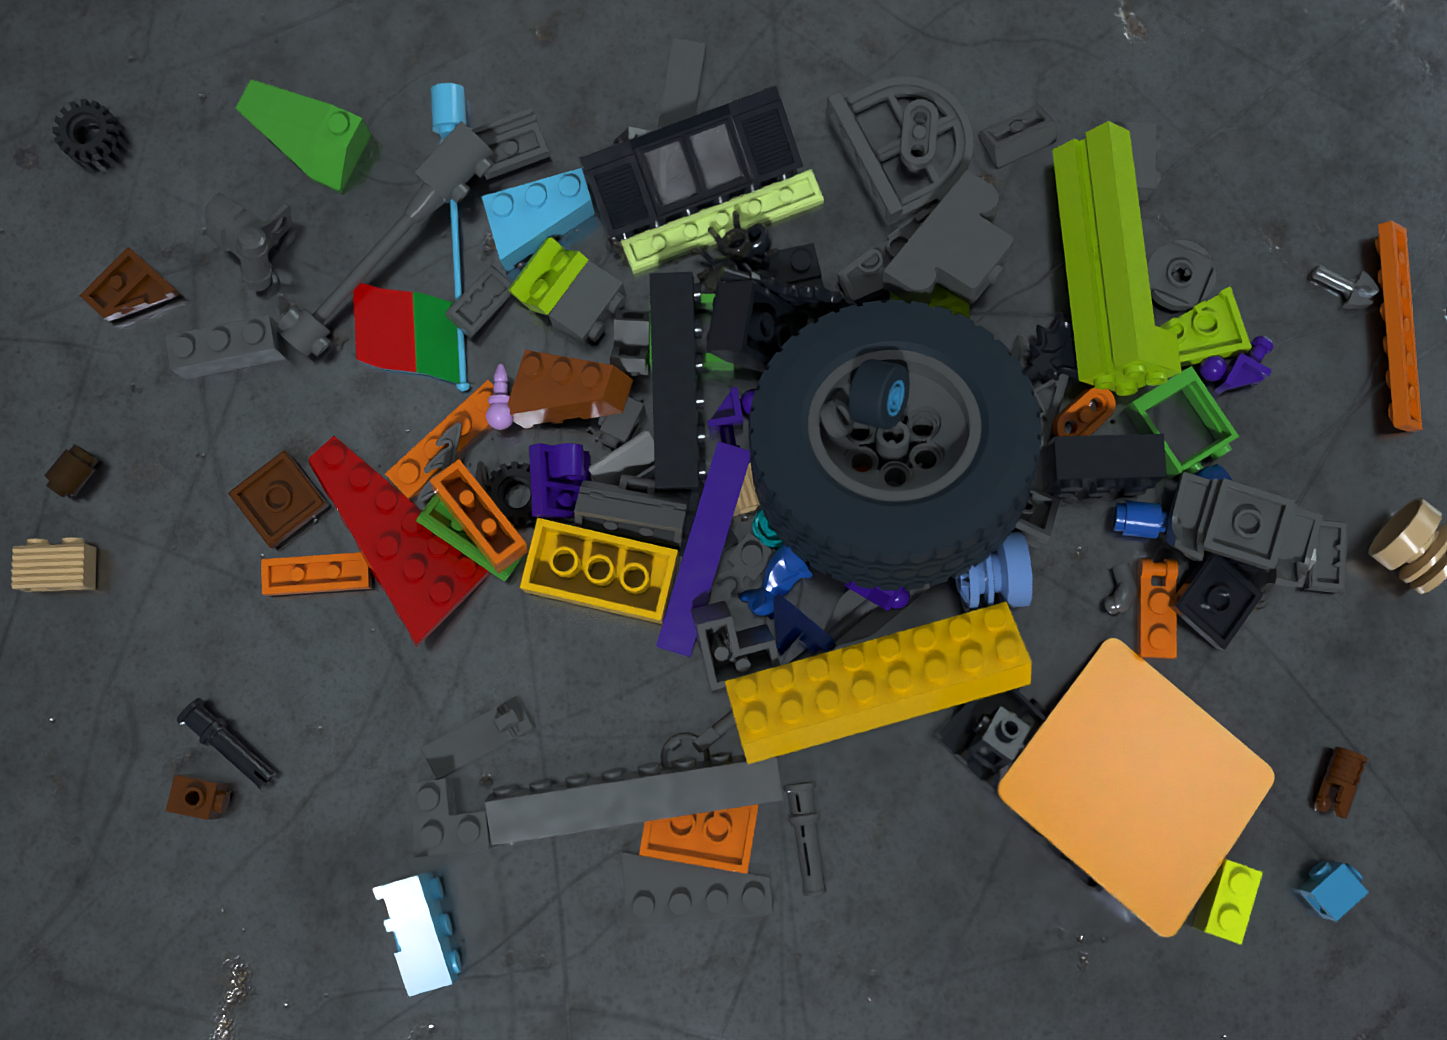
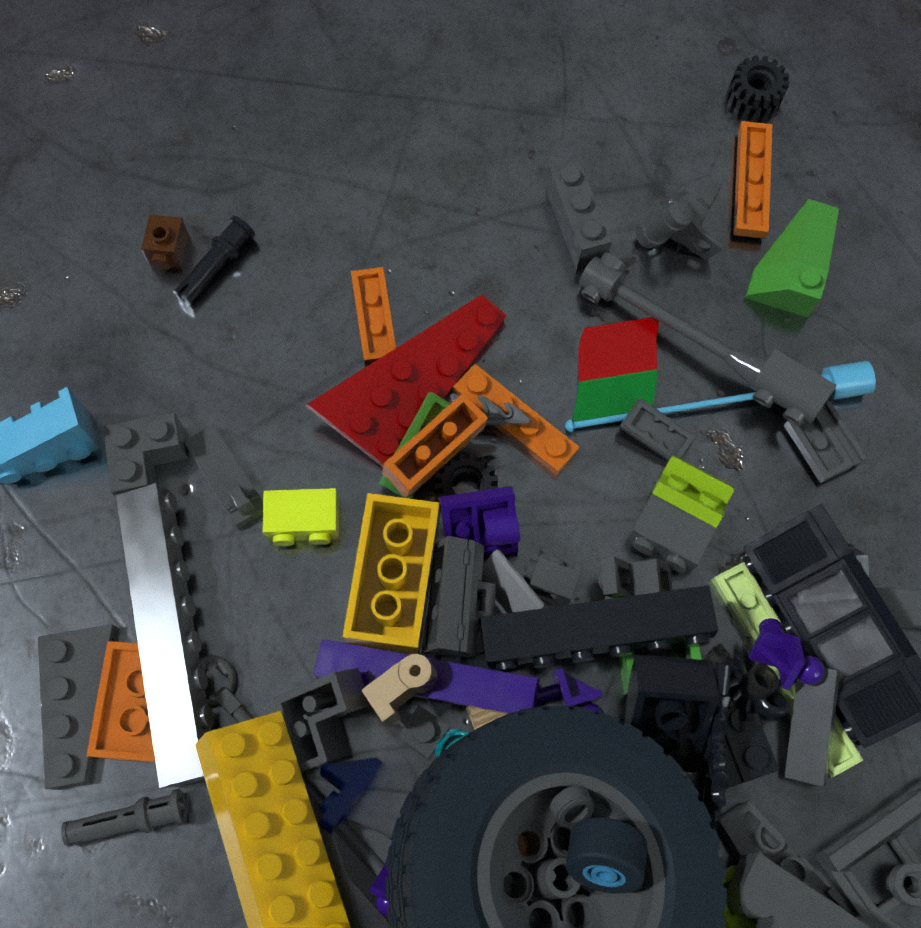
camera: 80 degrees right, 10 degrees down
(54, 566) = (364, 108): tan brick -> none
(71, 471) = (450, 110): dark brown brick -> none
(127, 287) = (622, 132): reddish brown wing -> none
(205, 159) = (753, 180): none -> orange plate
(278, 499) = (441, 276): reddish brown plate -> none
(498, 412) = (544, 458): lavender bar -> none
(531, 659) = (301, 516): none -> neon yellow piece
(534, 211) = (758, 471): medium azure wedge -> none
(565, 388) = (577, 518): dark orange wedge -> none
(704, 560) = (398, 685): none -> tan leg
(715, 217) = (785, 653): none -> dark purple piece
(777, 206) = (812, 729): none -> dark grey tile
(779, 577) = (399, 762): blue animal -> none

